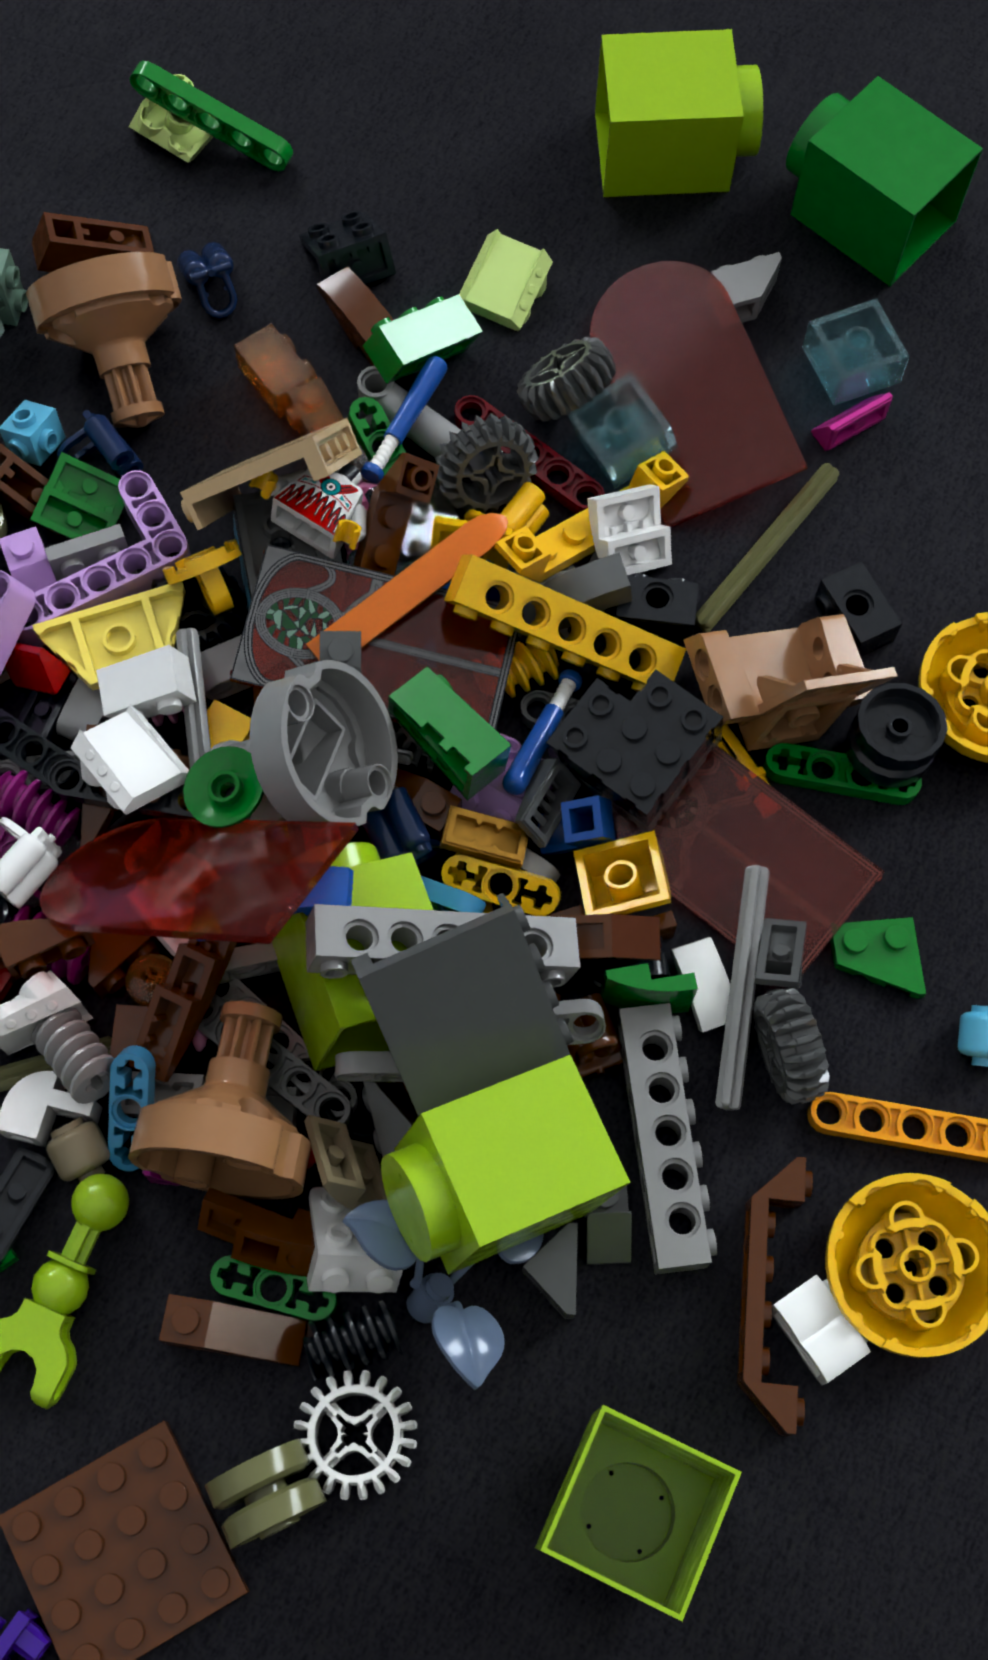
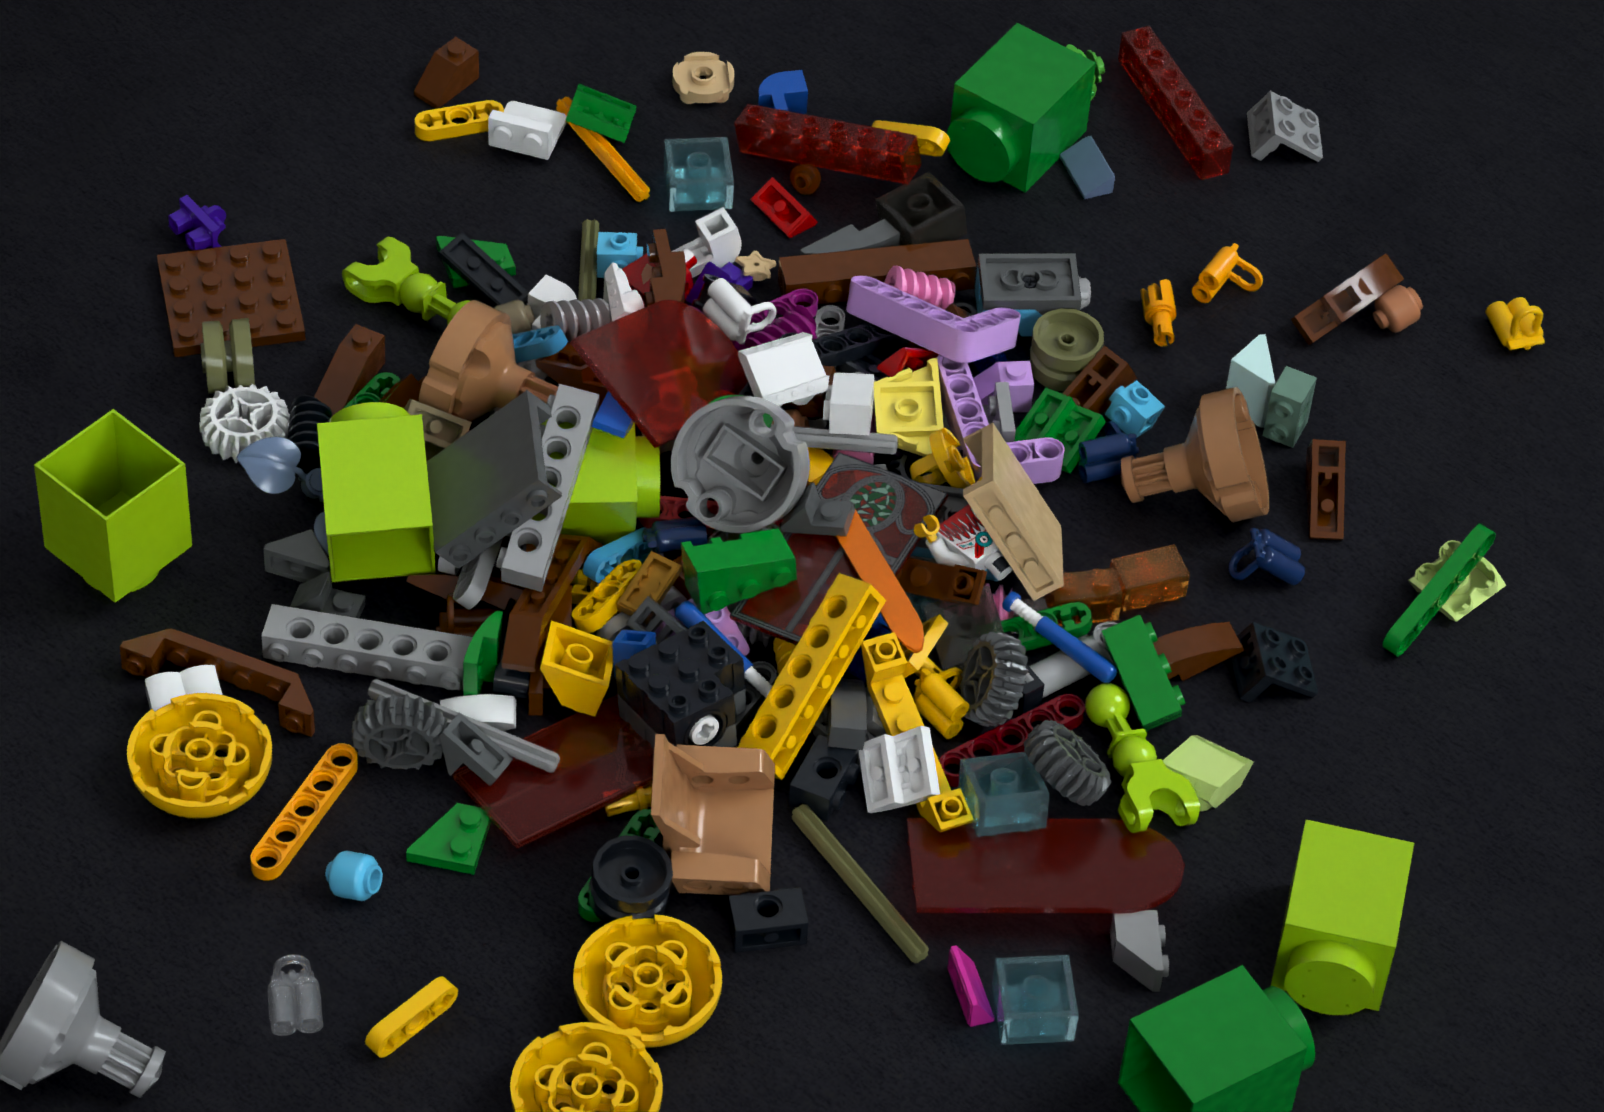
camera: 105 degrees right, 20 degrees down
(546, 320) = (1146, 779): none -> lime piece

